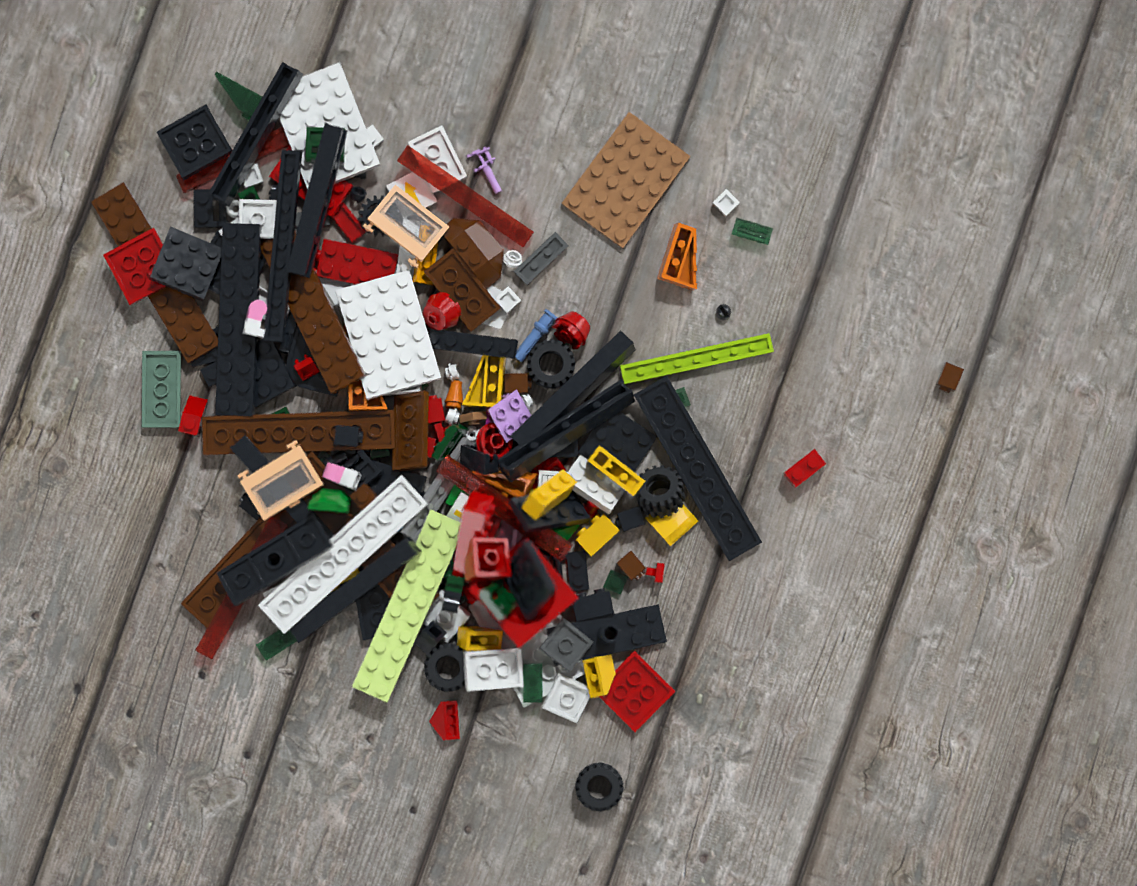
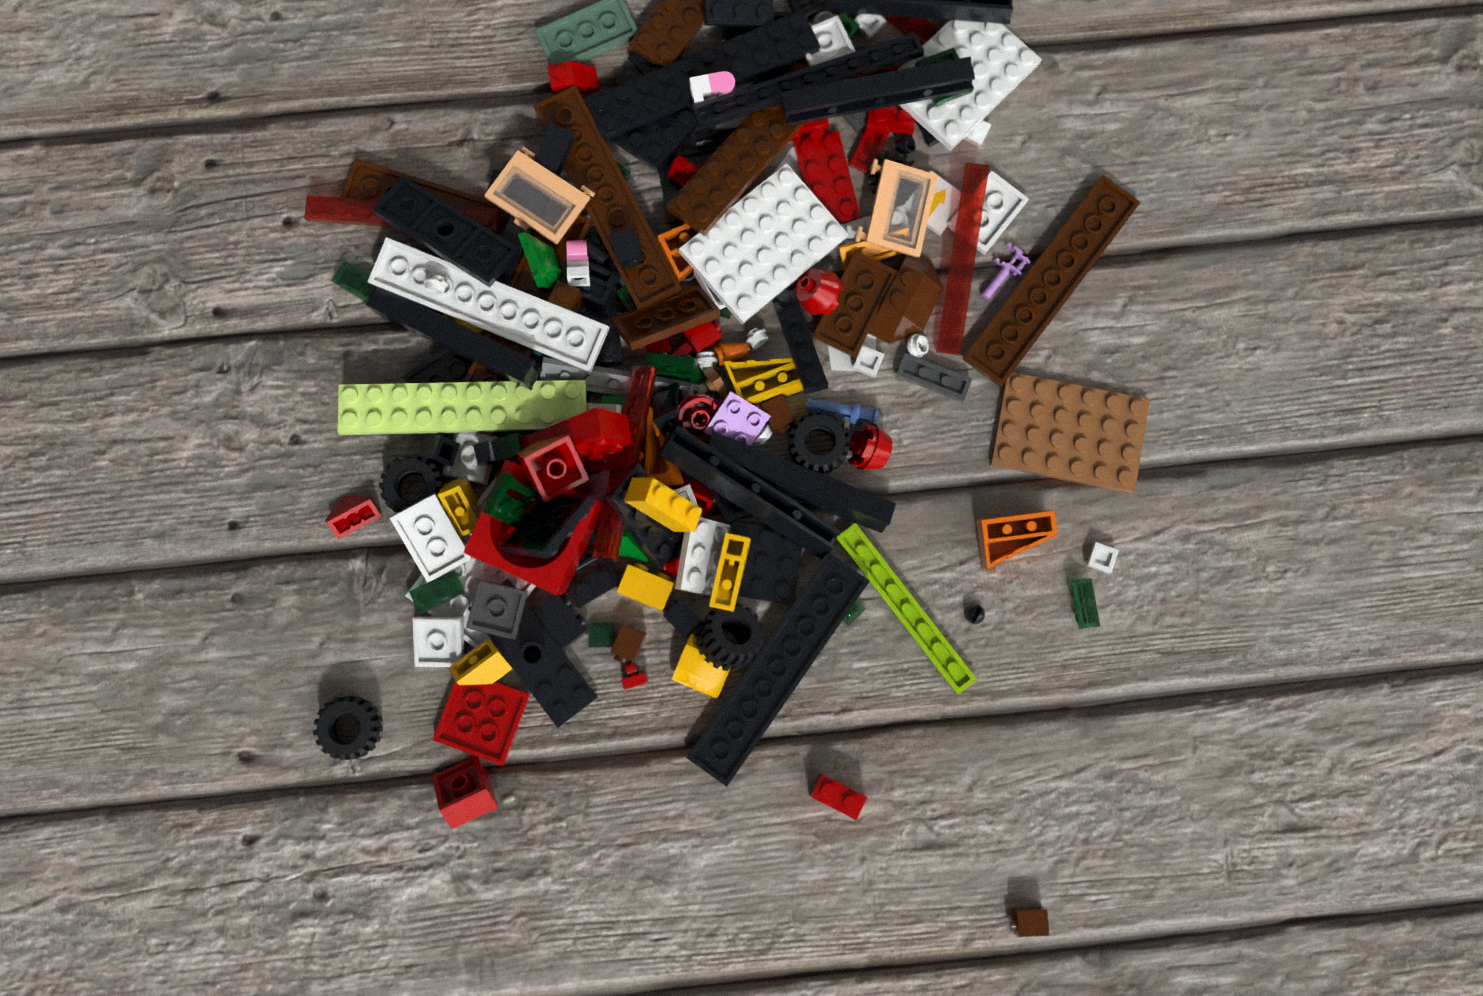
camera: 60 degrees right, 5 degrees down
(312, 584) = (435, 284): none -> white plate
(509, 138) = (1051, 281): none -> reddish brown plate
(681, 726) = (464, 792): none -> red slope

